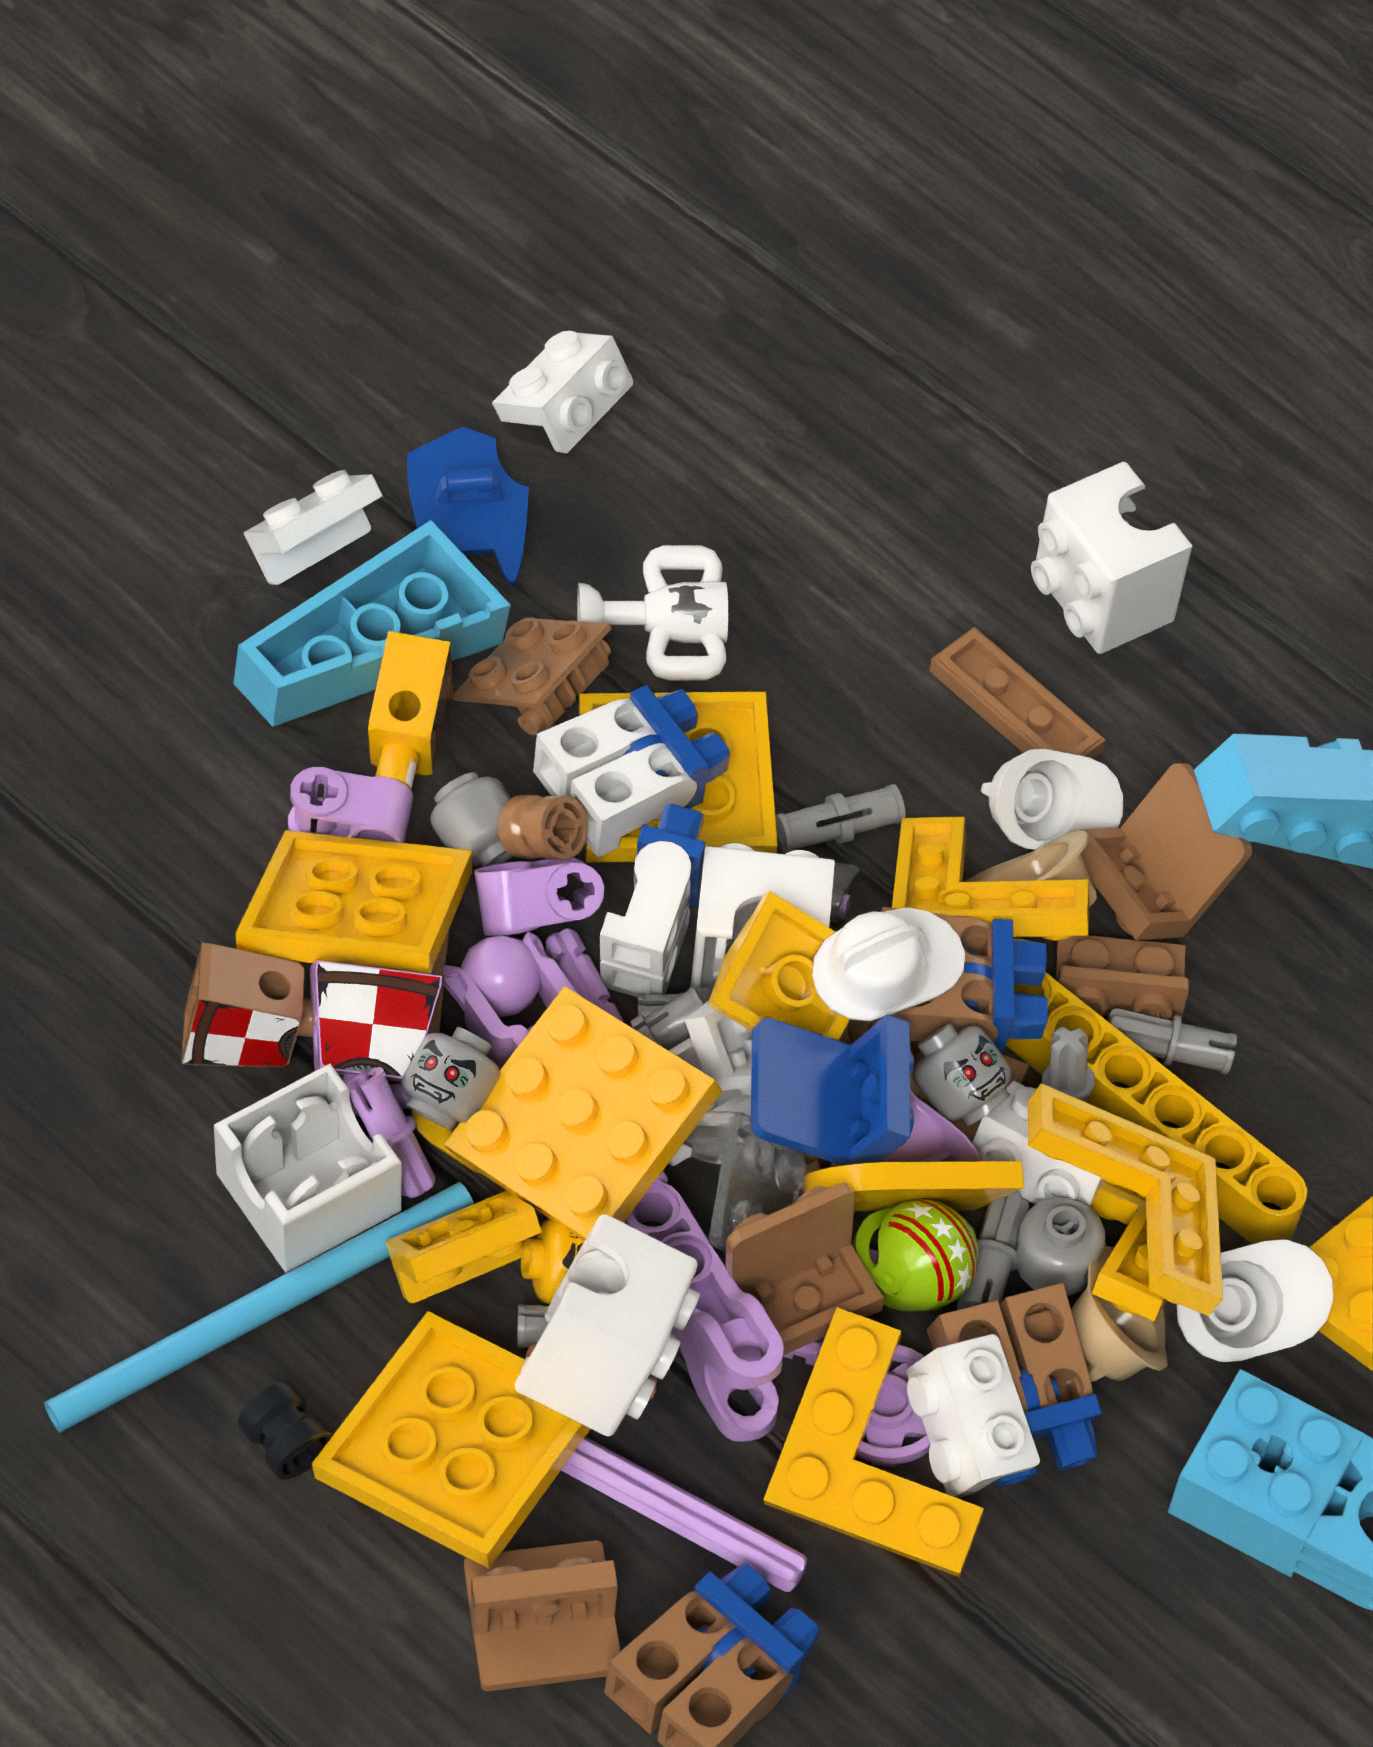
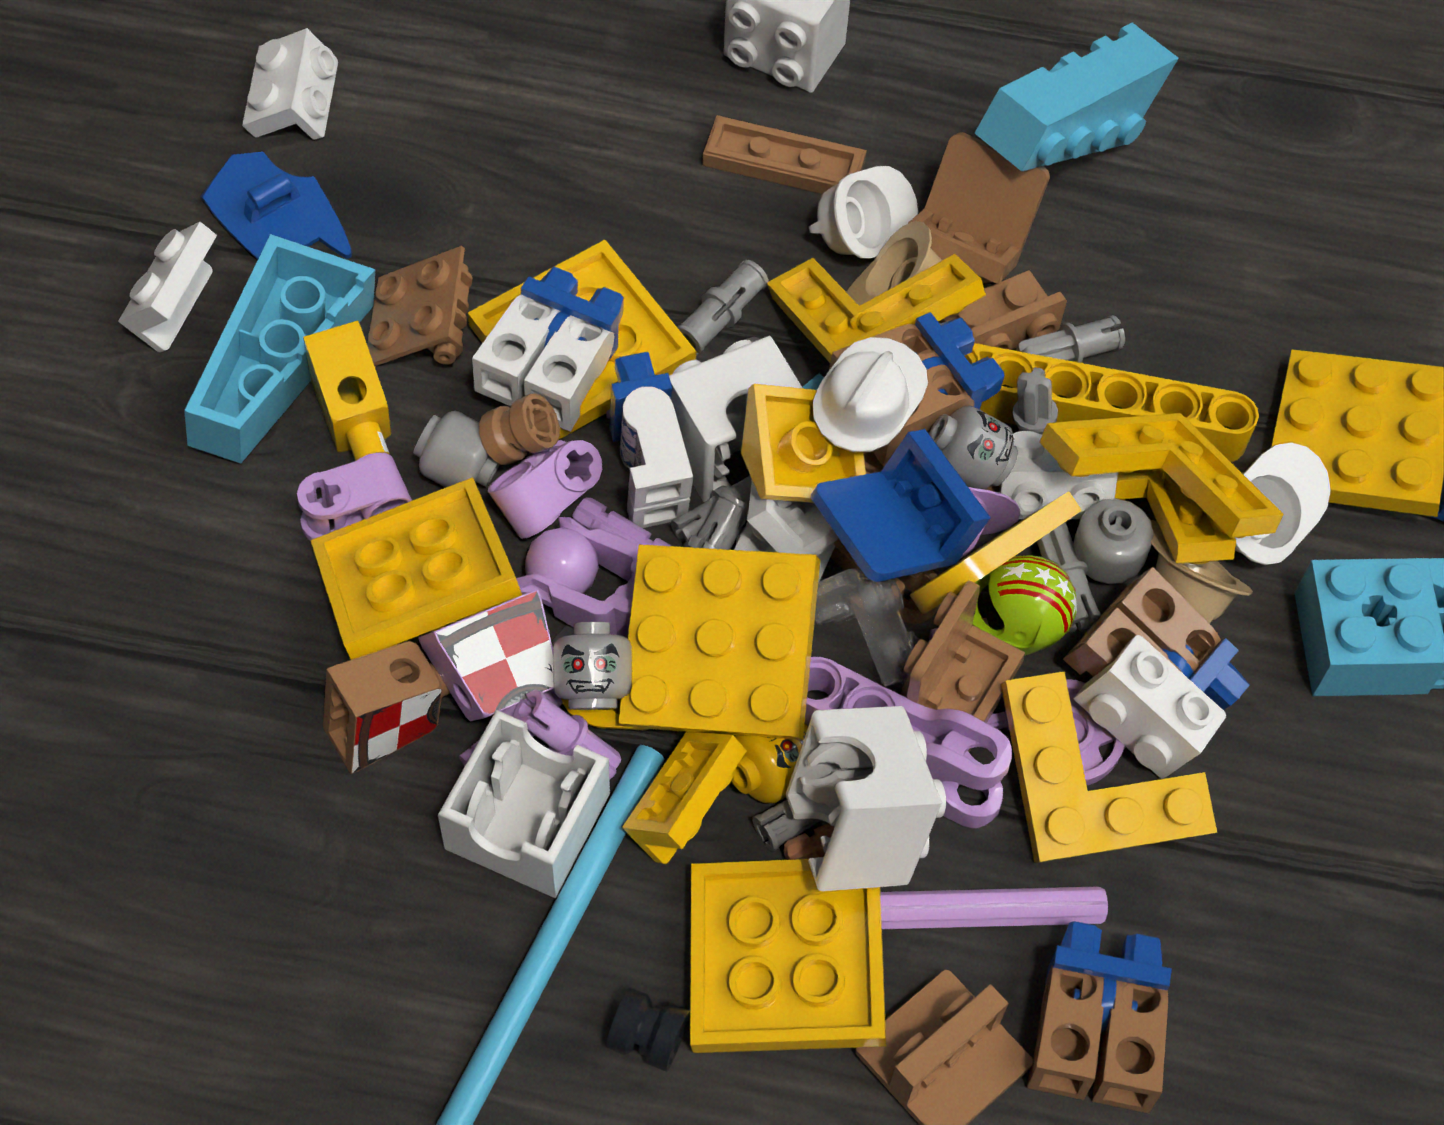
camera: 30 degrees left, 5 degrees up
(672, 612) = (492, 215): white piece -> none

